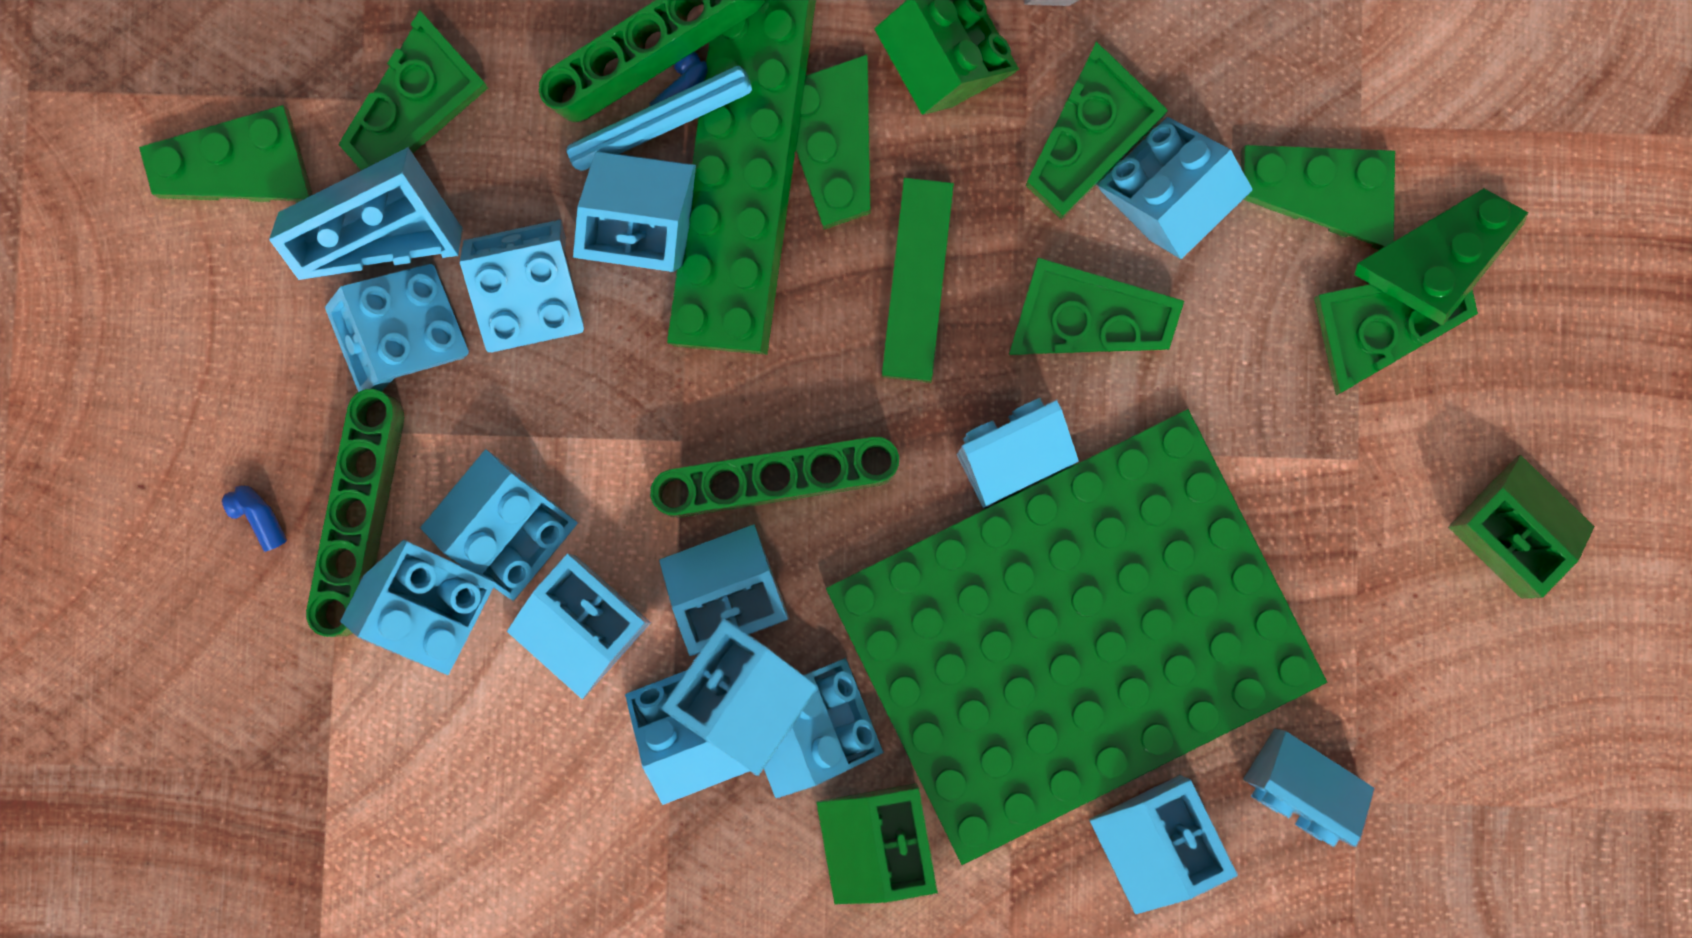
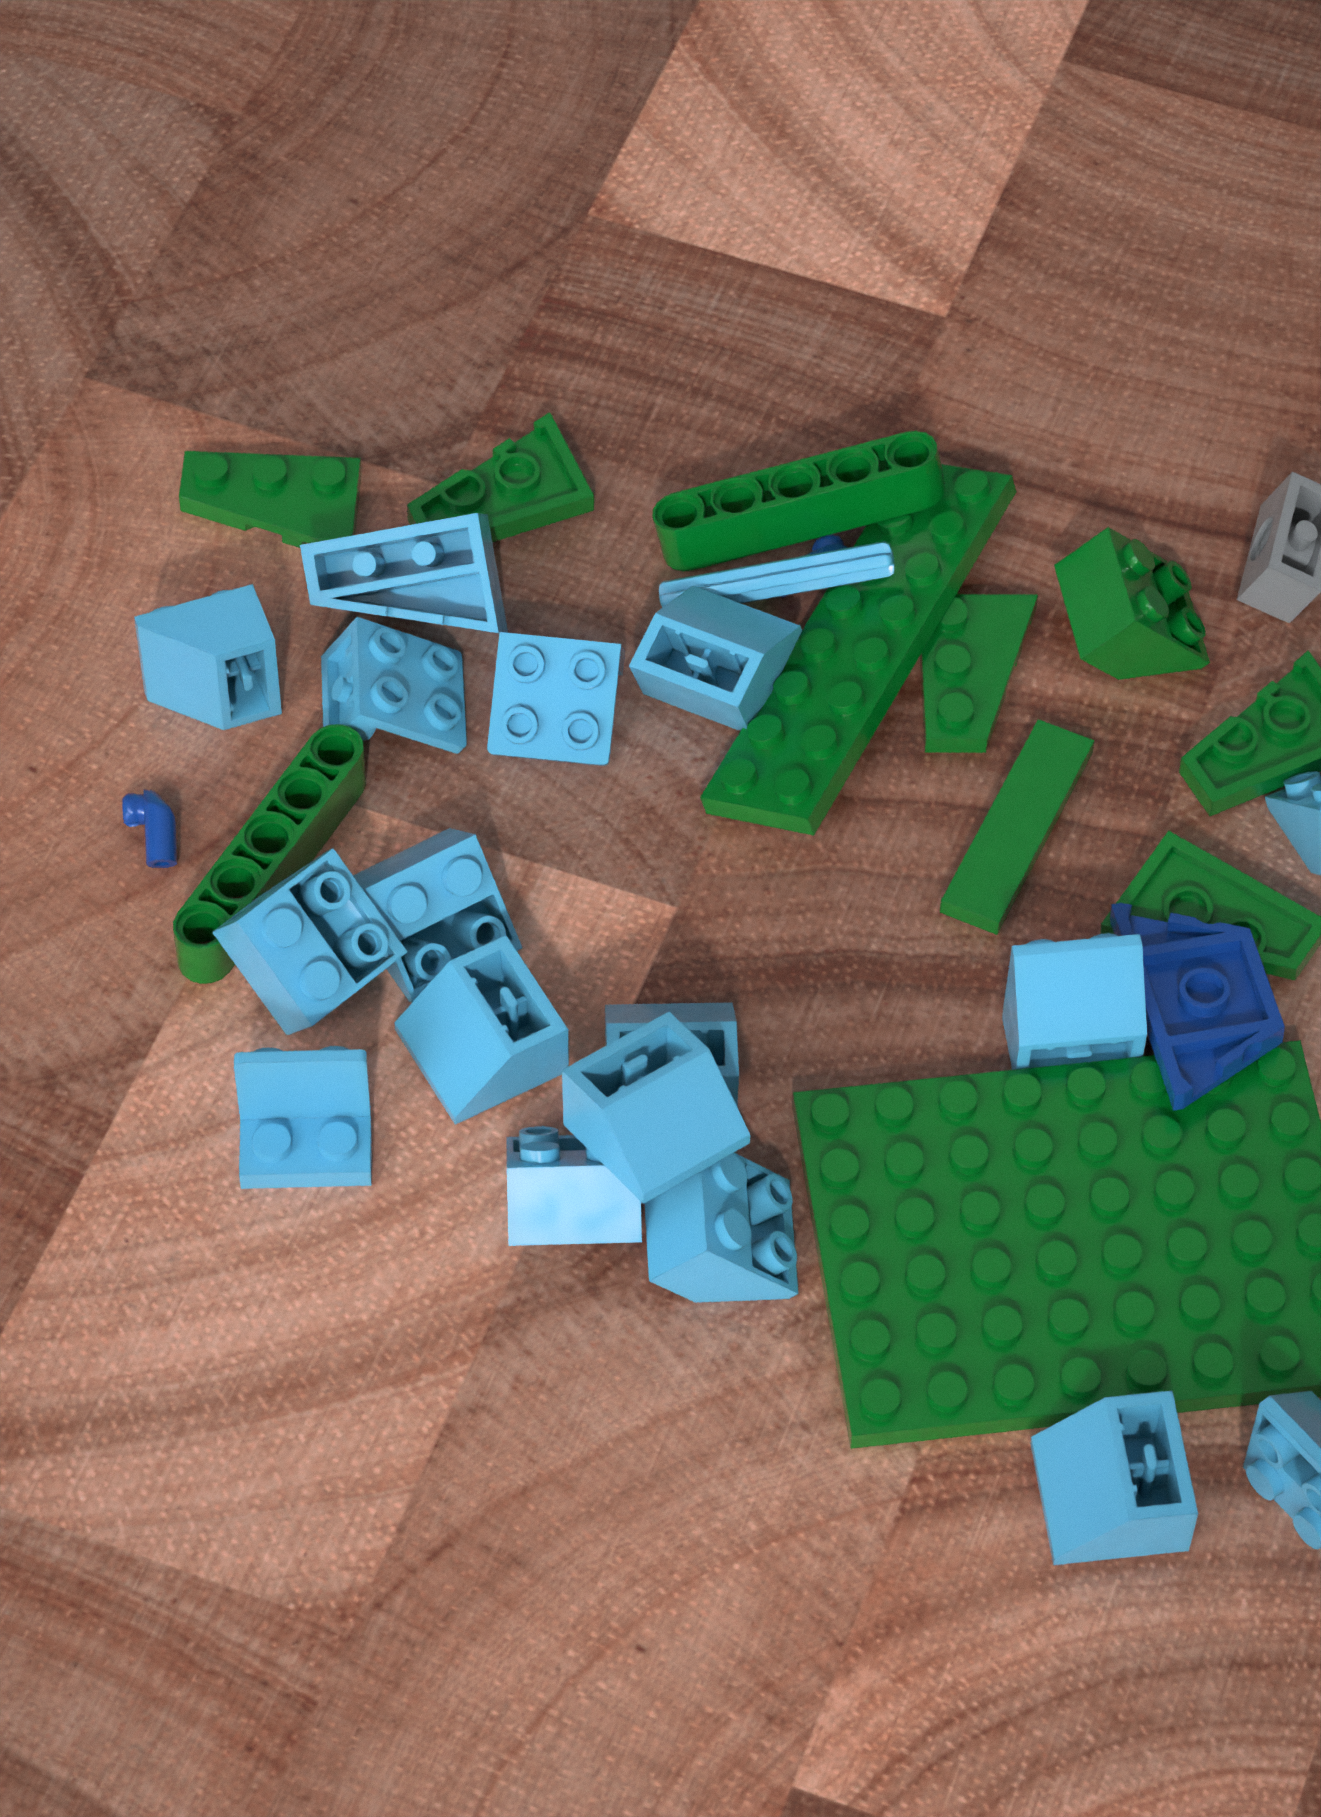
camera: 15 degrees right, 30 degrees down
(241, 357) = (211, 659): none -> medium azure slope
(473, 758) = (304, 1118): none -> medium azure bracket
(750, 472) = (801, 980): green beam -> none
(877, 846) = (756, 1370): green slope -> none
(1109, 405) = (1203, 1000): none -> blue wing

